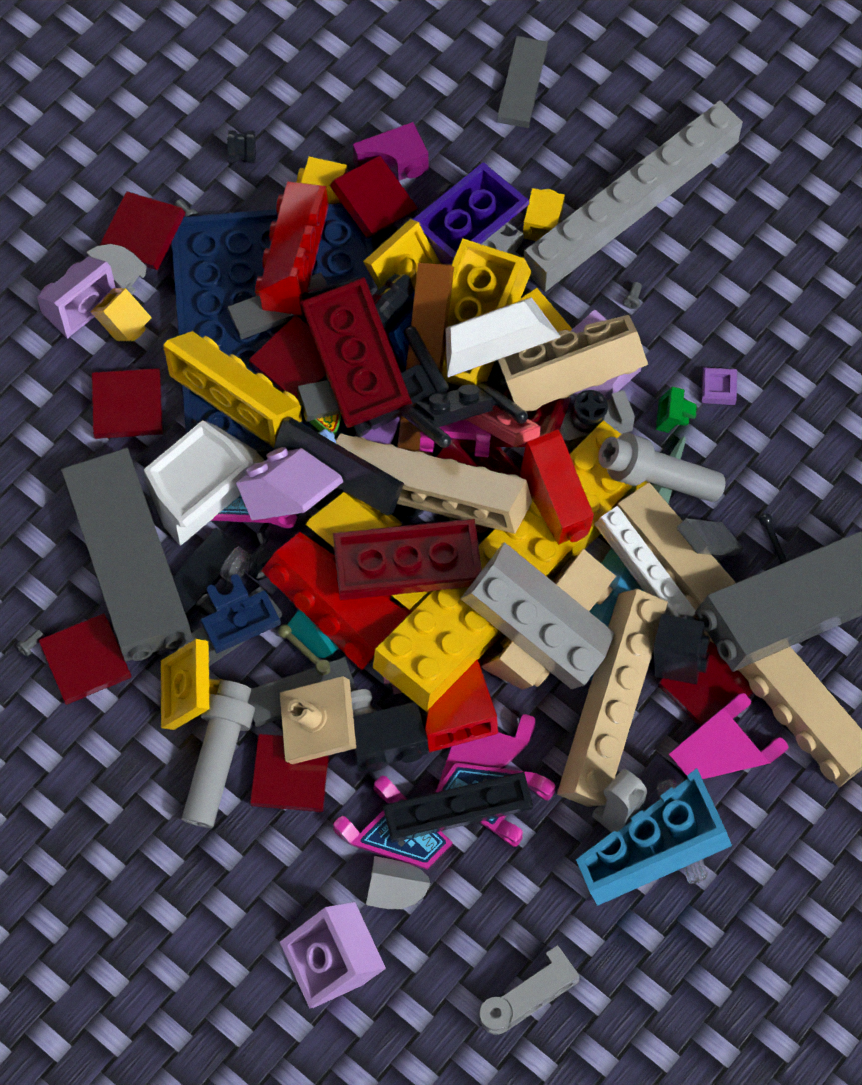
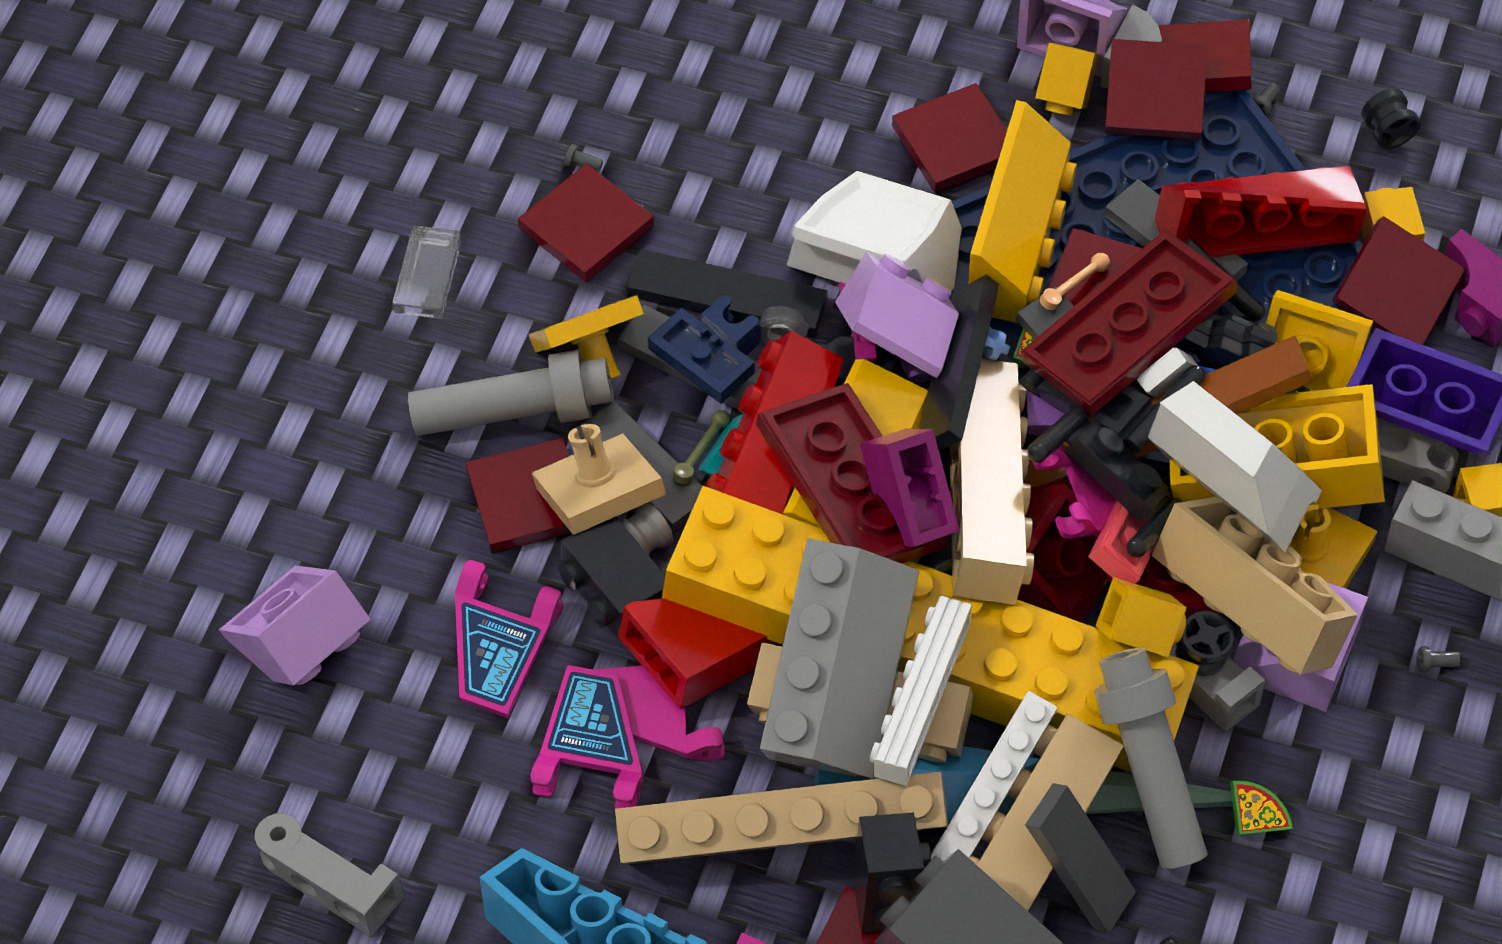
camera: 70 degrees right, 10 degrees down
(77, 776) = (427, 271): none -> clear tile
(127, 555) = (733, 205): dark grey brick -> none
(163, 266) = (1156, 89): none -> dark red tile
(310, 391) = (1051, 298): none -> light nougat hinge
(396, 884) = (419, 659): light grey brick -> none
(399, 345) = (1165, 372): none -> white tile
(438, 519) = (912, 483): none -> magenta arch
(457, 807) = (553, 695): black tile -> none
(556, 487) = (1037, 611): red slope -> none
(575, 429) = (1142, 617): none -> yellow brick
(582, 575) = (922, 690): none -> white piece
(624, 800) = (627, 867): light grey leg -> none
(674, 410) = (1275, 765): green tile -> none
(697, 434) = (1257, 809): none -> tile
(719, 386) = (1352, 817): medium lavender tile -> none

